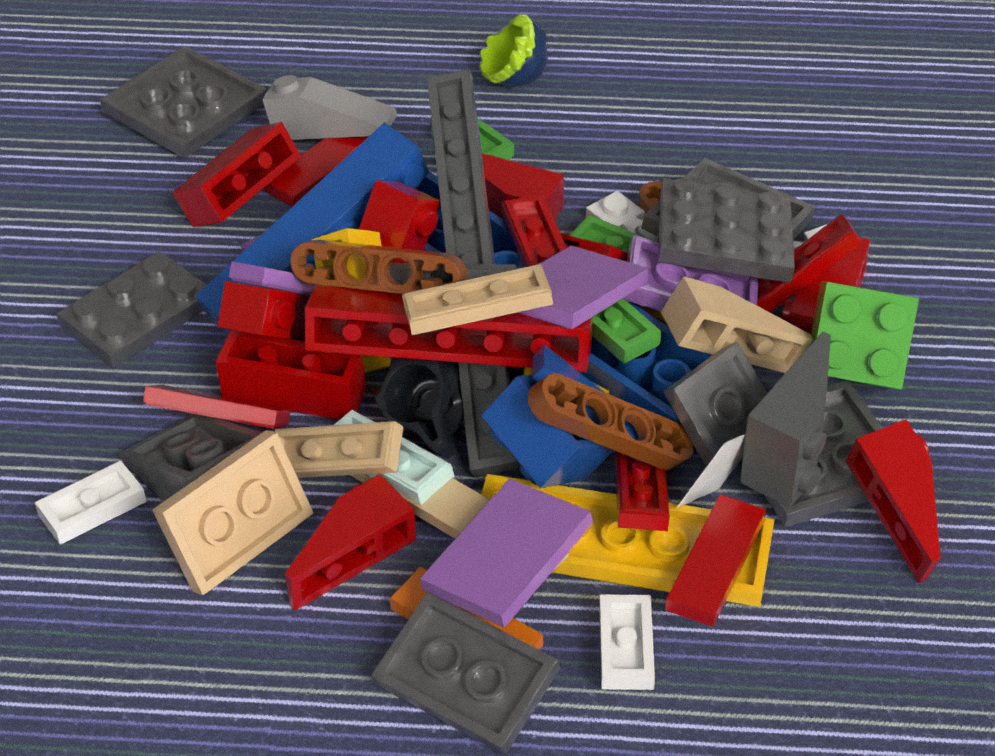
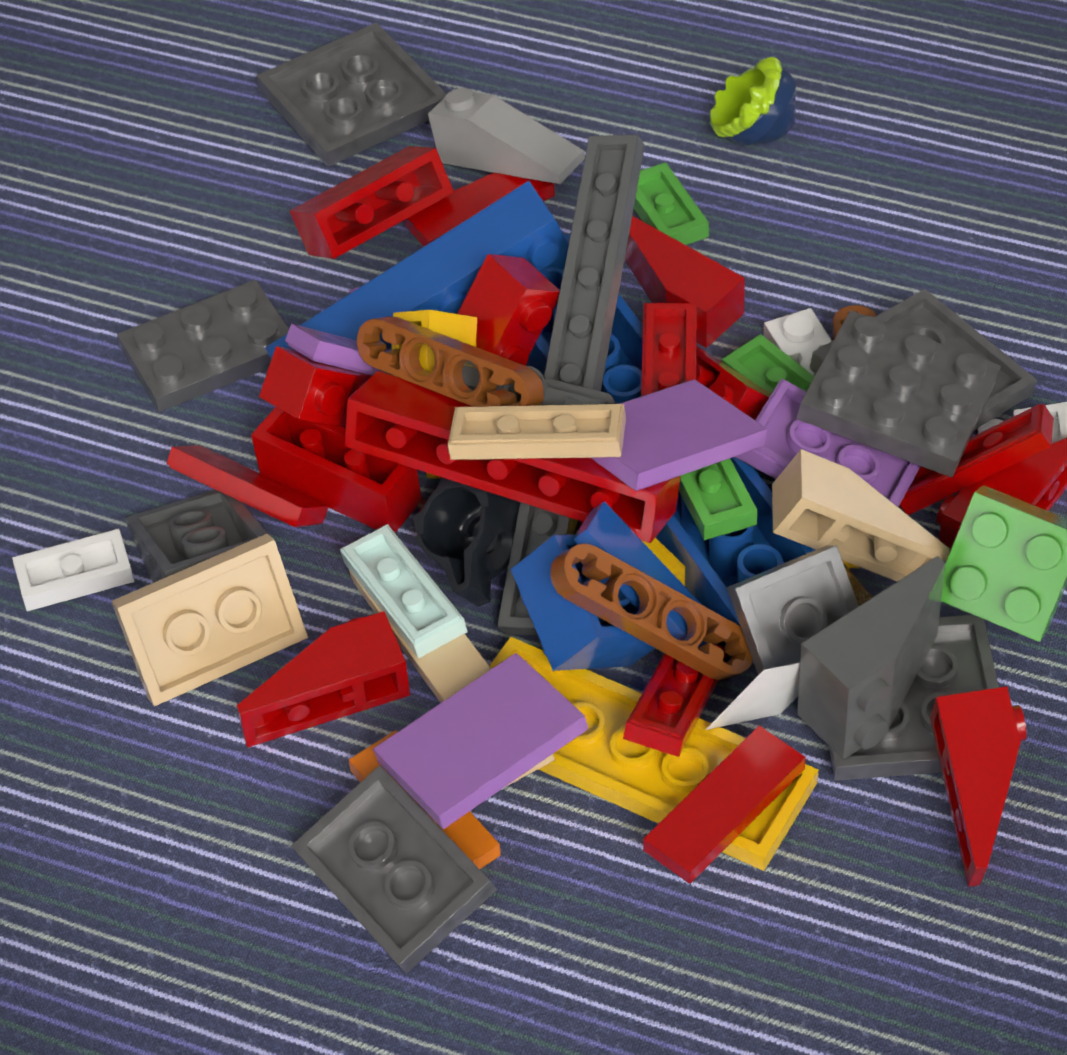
camera: 20 degrees right, 5 degrees up
(343, 449) = (350, 571): tan tile -> none
(626, 642) = (589, 876): white plate -> none

